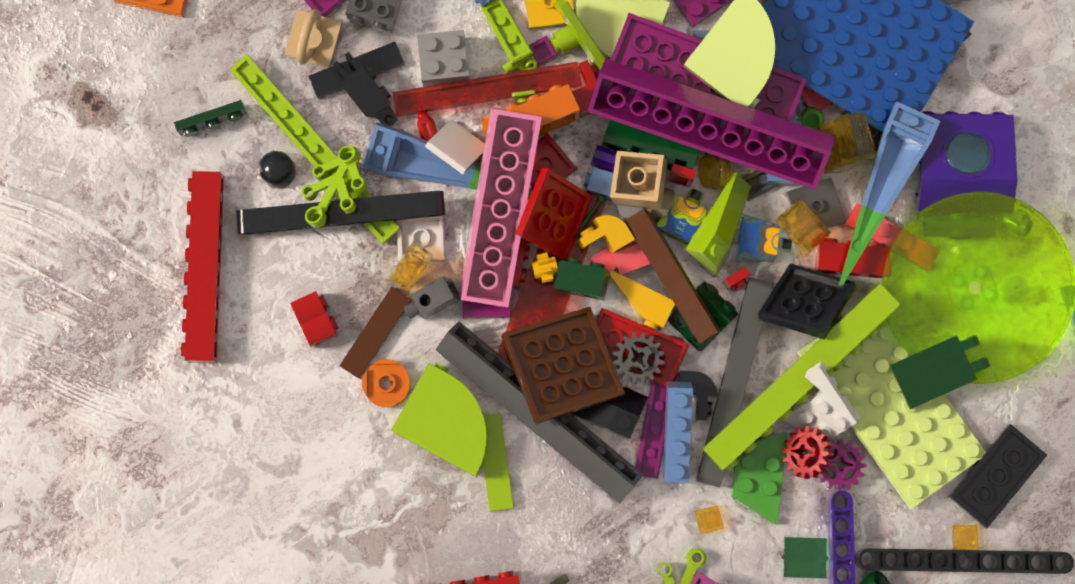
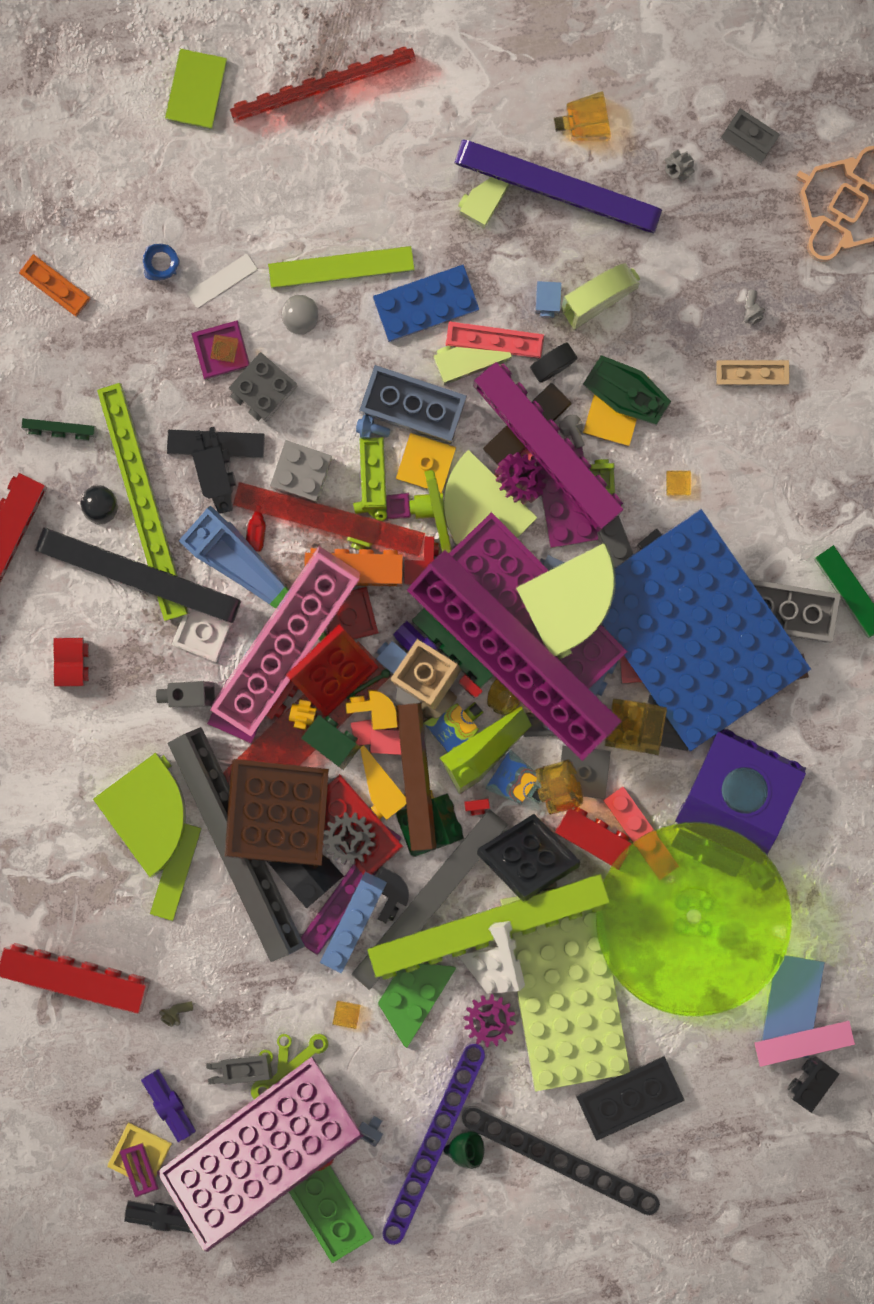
camera: 25 degrees right, 5 degrees up
(313, 38) = (188, 396): tan tile -> none
(333, 184) = (144, 546): lime plant -> none
(375, 333) = (120, 700): reddish brown tile -> none
(376, 393) = (104, 739): orange plate -> none
(410, 266) = (177, 656): clear yellow torso -> none
(456, 146) = (274, 562): white tile -> none
(805, 557) = (418, 1089): clear green piece -> none
(807, 464) = (455, 1005): red gear -> none
(812, 117) = (619, 687): bright green tile -> none
(899, 152) = (679, 760): medium blue plate -> none
(937, 370) = (618, 976): dark green tile -> none
(965, 537) = (573, 1139): clear yellow tile -> none

